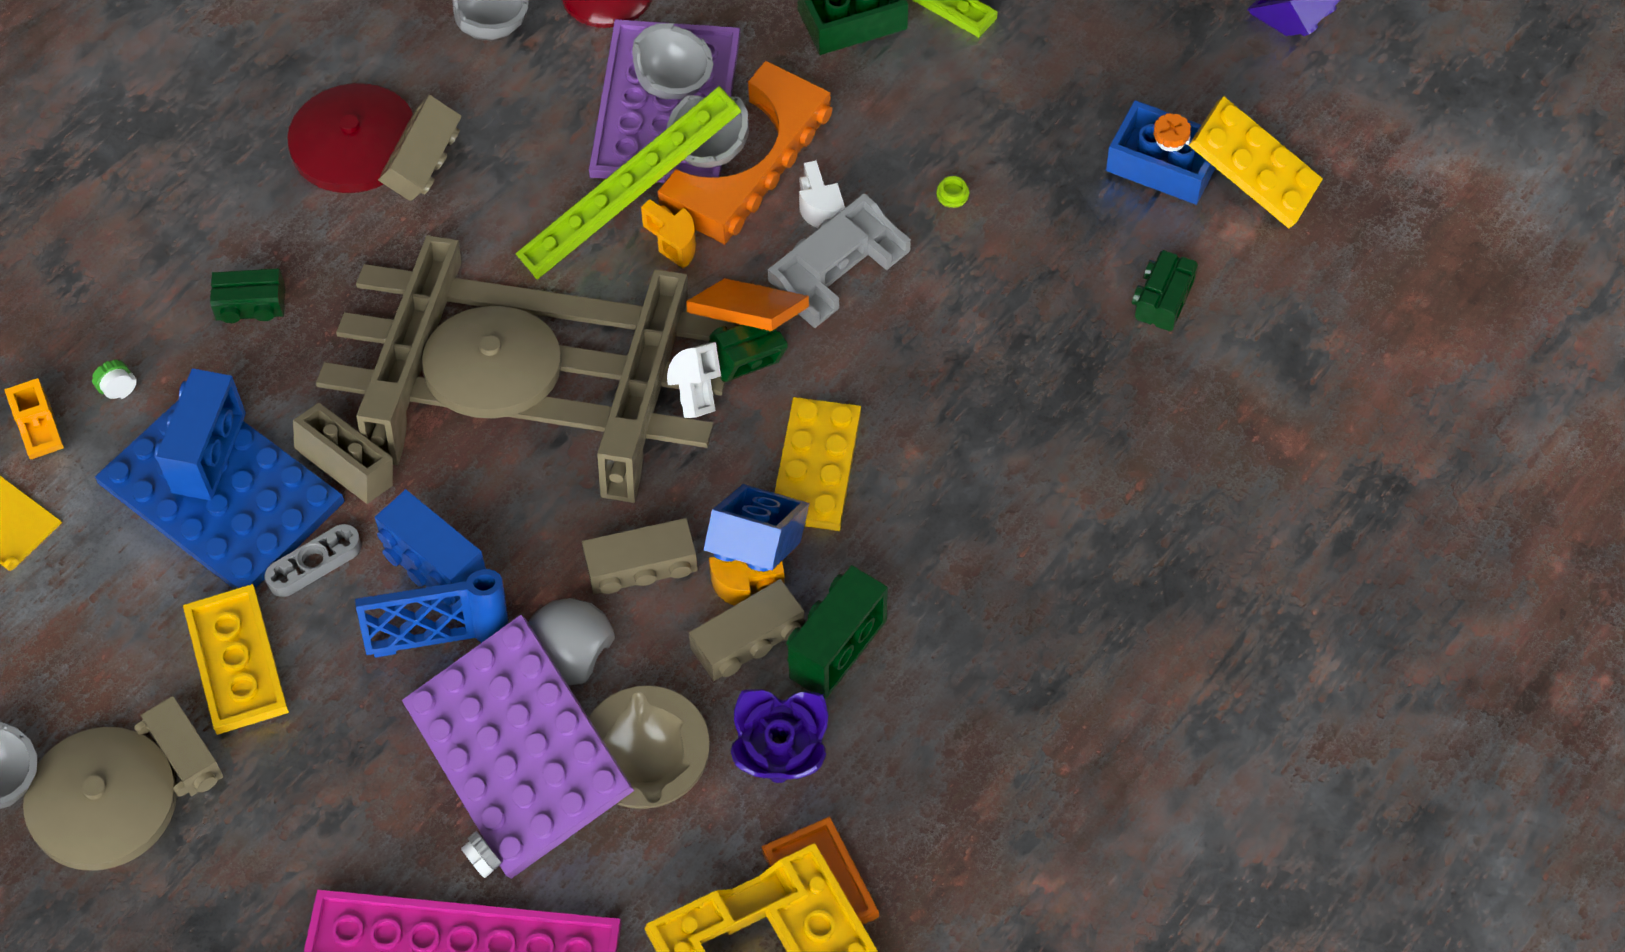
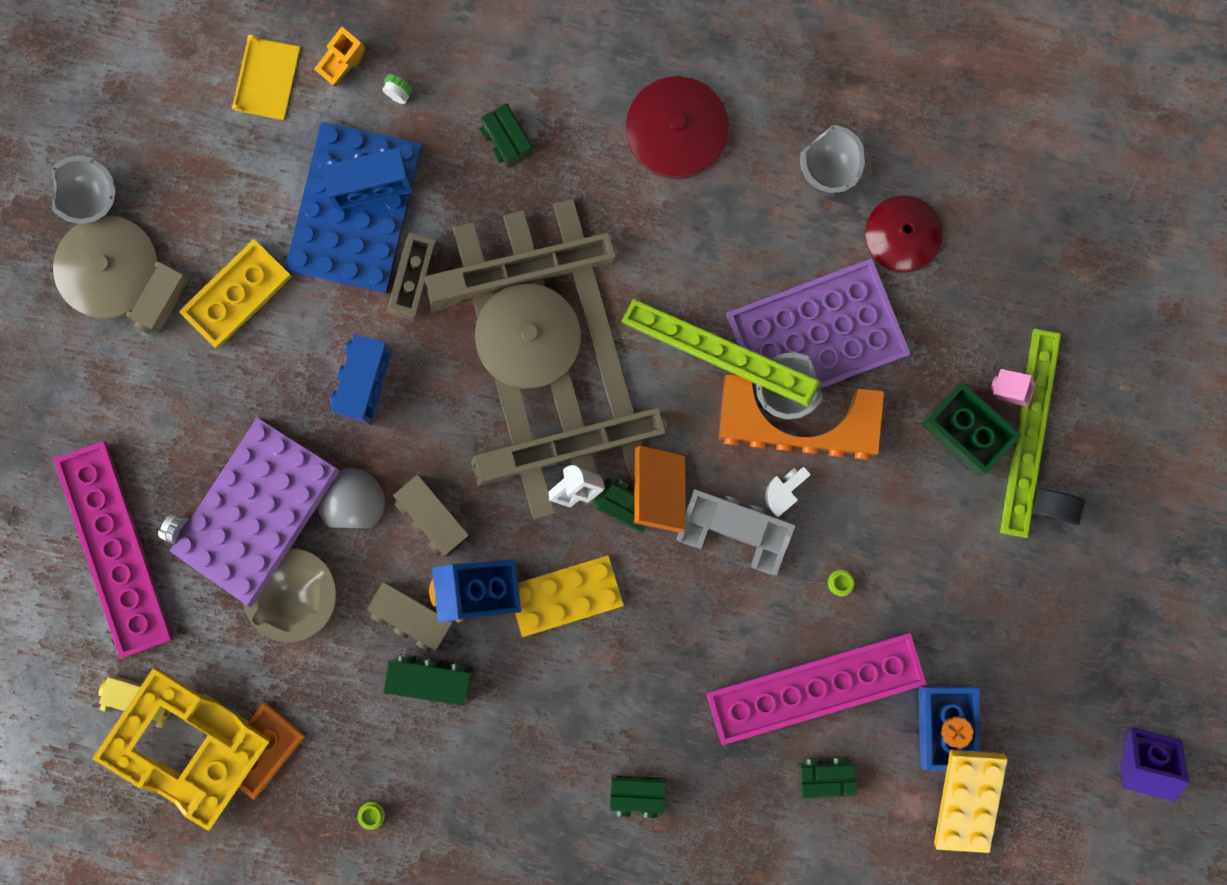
camera: 60 degrees right, 25 degrees up
(310, 574) = (317, 286): light grey beam -> none
(421, 149) = (684, 184): dark tan brick -> none
(480, 599) = (337, 434): blue piece -> none
(671, 61) = (839, 328): light grey cylinder -> none
(674, 233) = (702, 406): light orange brick -> none
(762, 716) = (318, 674): dark purple brick -> none
(969, 783) = (371, 815): none -> lime plate
(1057, 264) = (815, 688): none -> dark pink plate
(1089, 481) = (637, 795): none -> dark green brick

